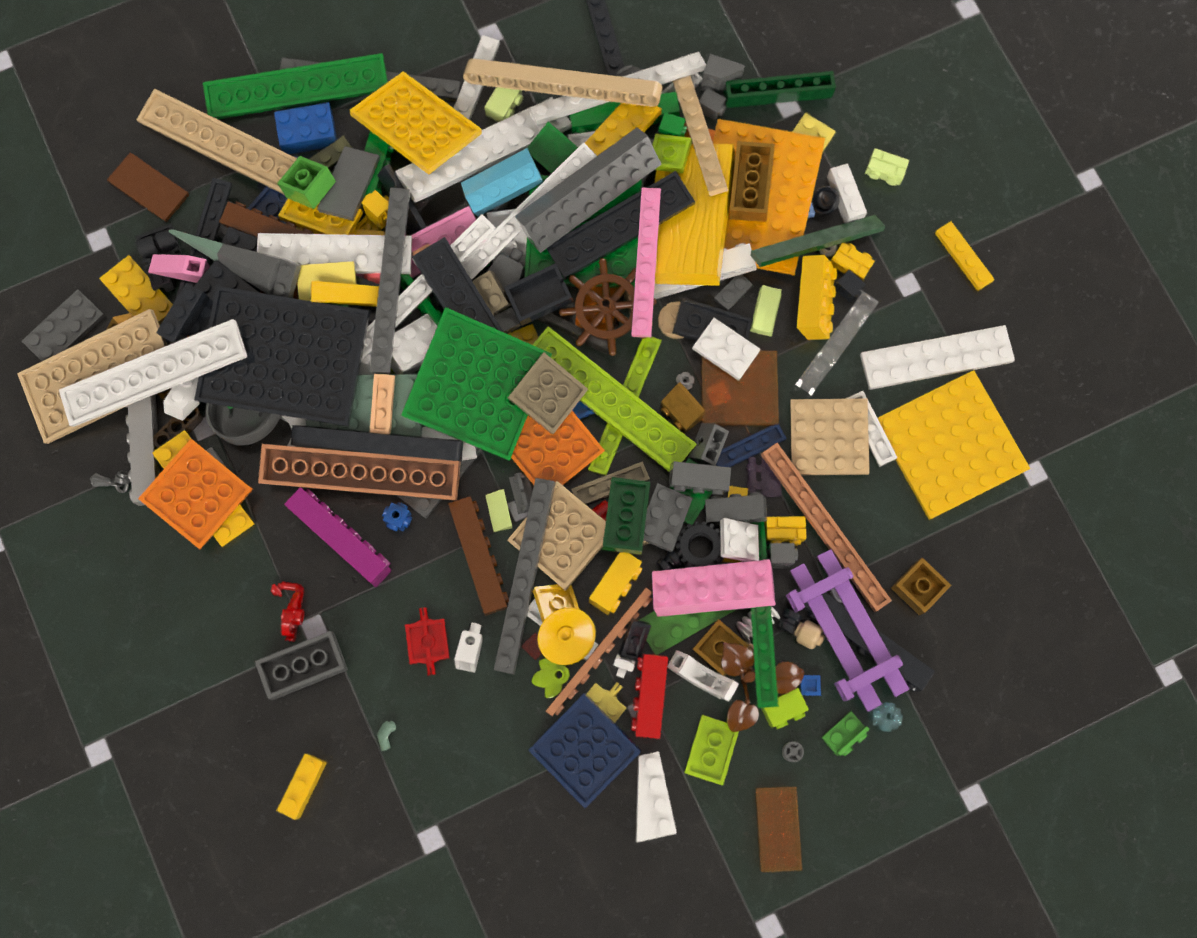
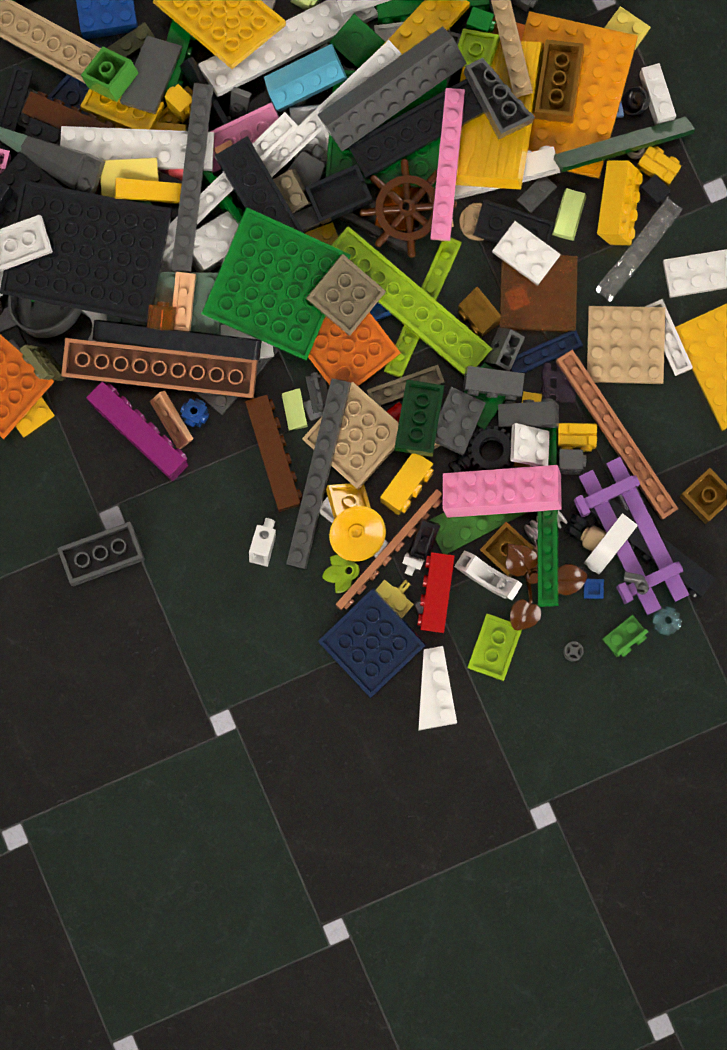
camera: 10 degrees right, 5 degrees up
(239, 469) = (43, 362): none -> olive plate
(293, 614) = (93, 505): red animal -> none
(301, 786) = (101, 667): yellow brick -> none
(360, 419) = (161, 316): none -> clear orange brick
(373, 524) = (171, 420): none -> light nougat plate
(383, 733) = (178, 622): sand green arm -> none
(427, 641) = (222, 534): red plate -> none
(437, 208) = (239, 103): none -> dark grey plate
(531, 647) = (324, 544): clear red tile -> none
(685, 375) = (484, 279): light grey plate -> none
(695, 200) = (496, 99): none -> dark grey wedge
(778, 829) = (556, 723): clear orange plate -> none
(790, 706) = (569, 608): lime brick -> none
(827, 639) = (610, 544): none -> white arch
(859, 677) = (639, 582): none -> dark grey arm
(887, 167) = (701, 66): yellowish green brick -> none

